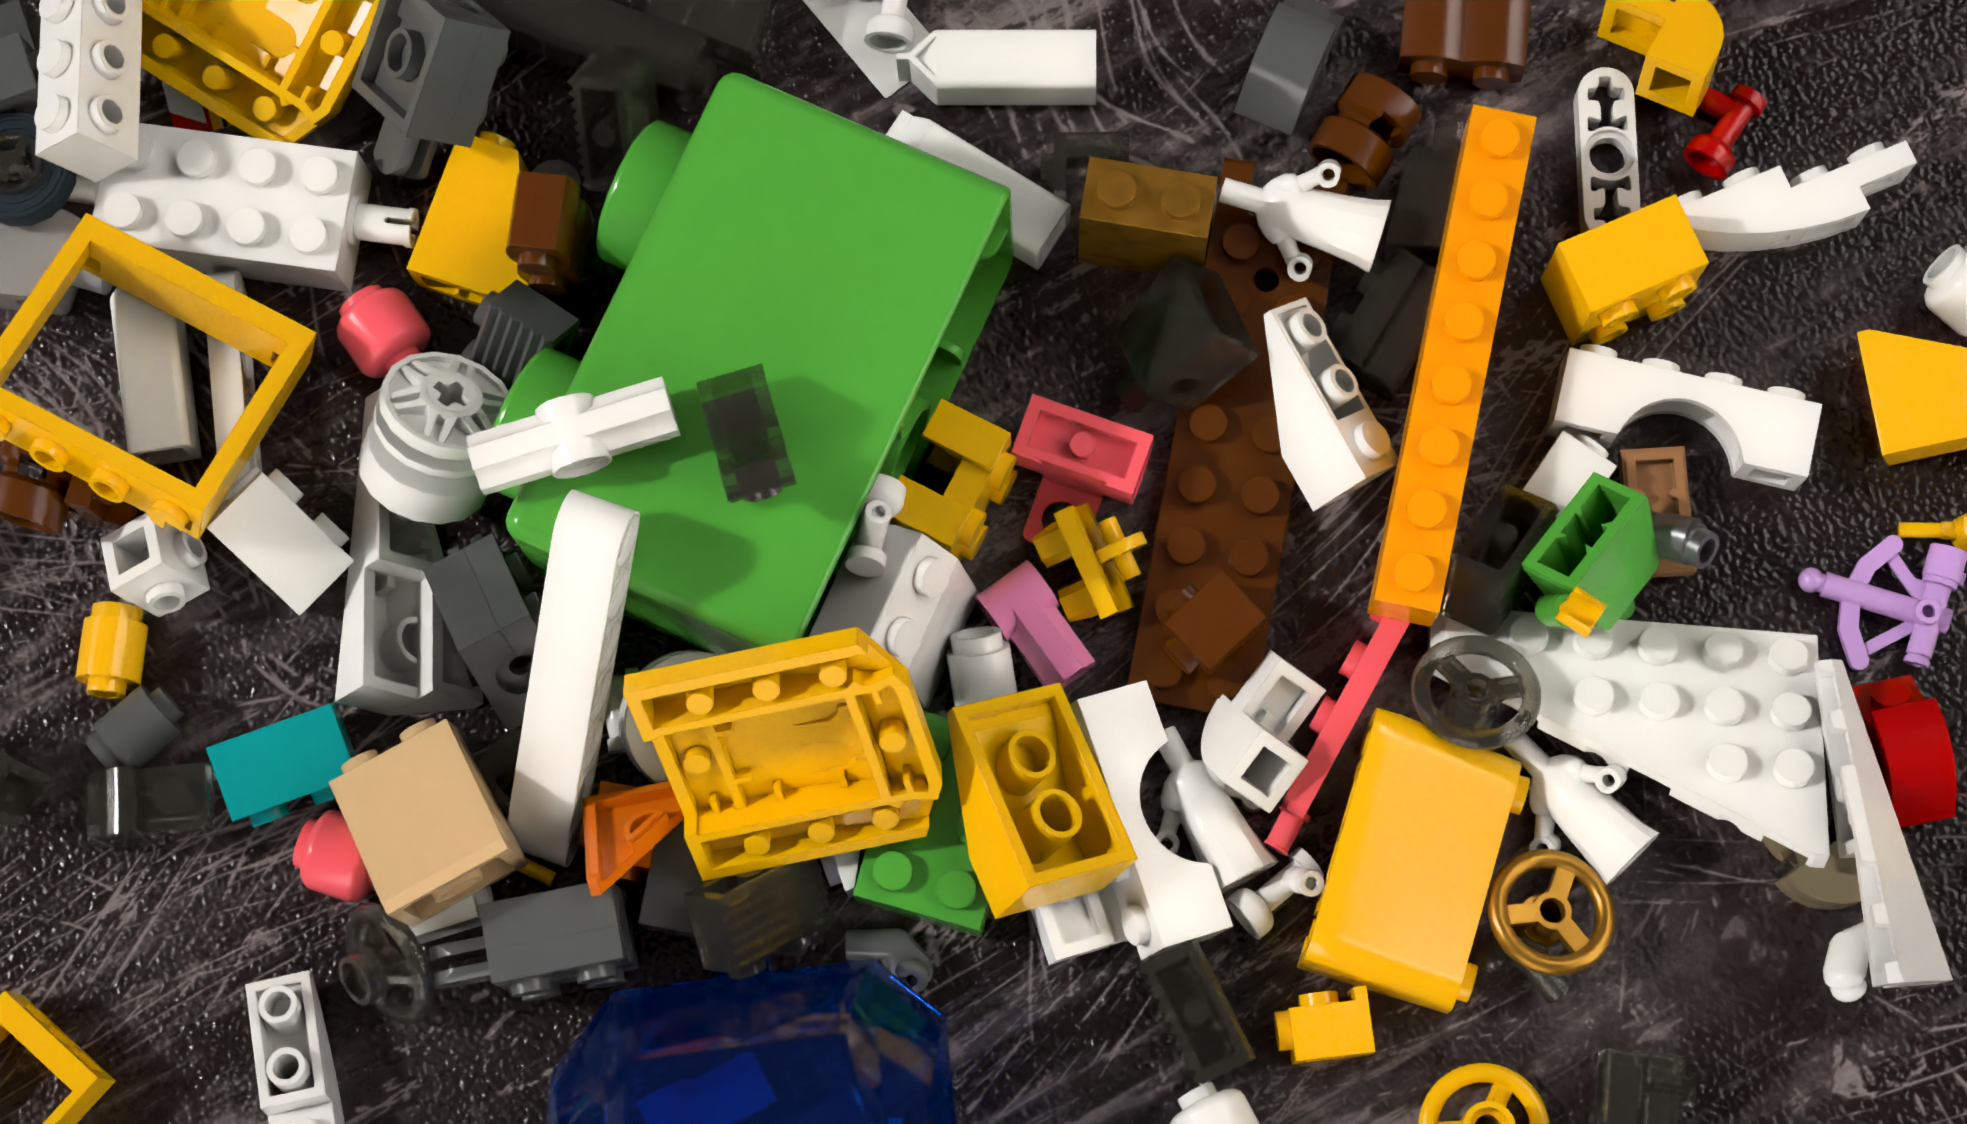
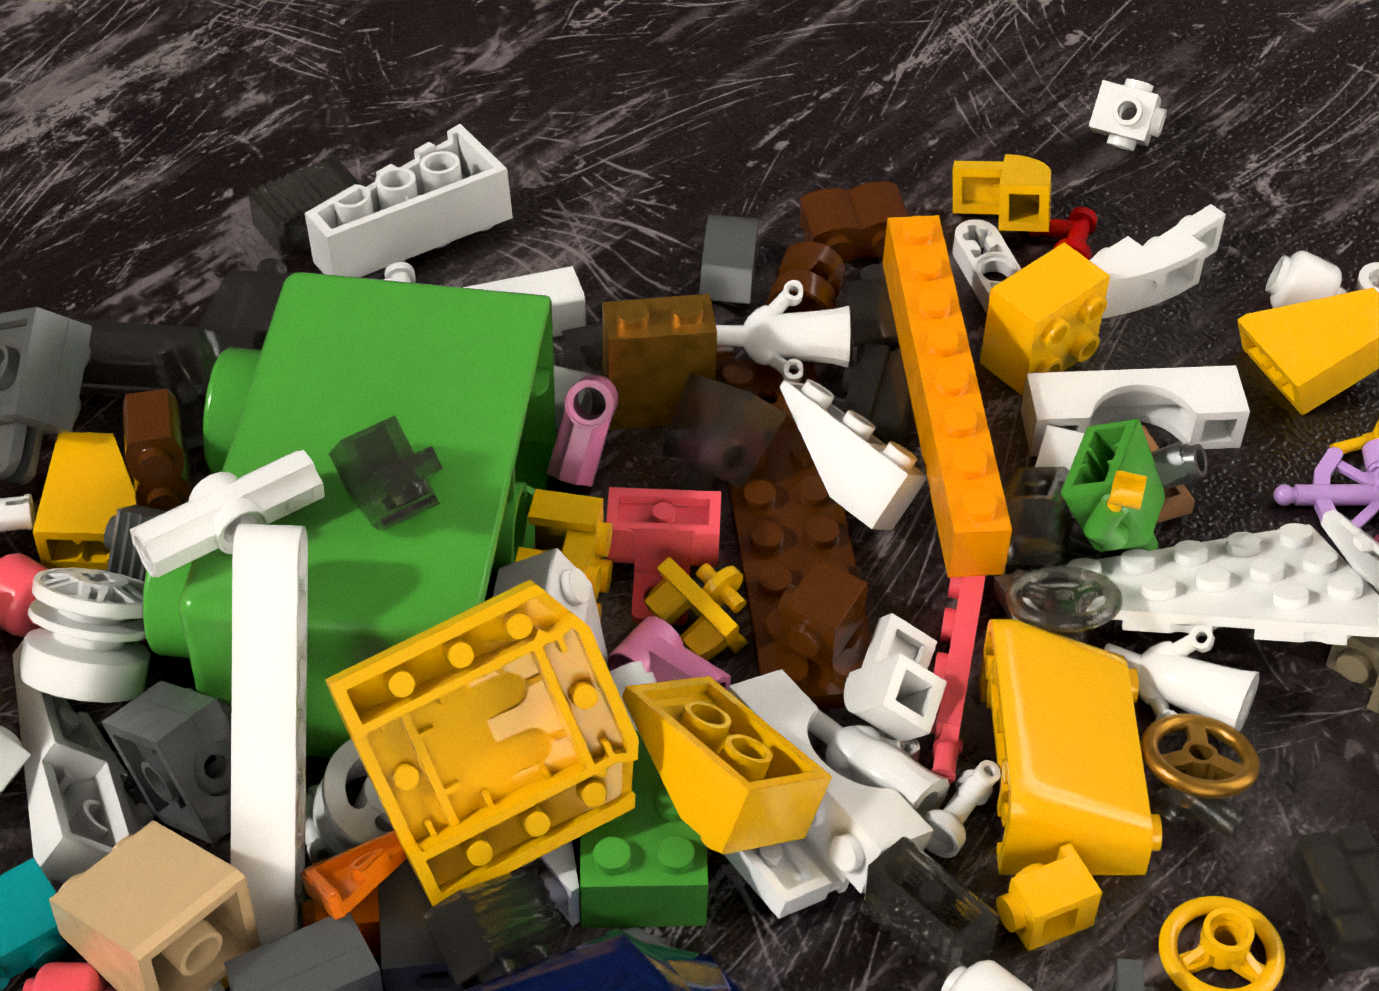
camera: 25 degrees left, 30 degrees down
(882, 503) = (512, 551): white piece -> none
(1035, 288) = (581, 434): none -> bright pink piece

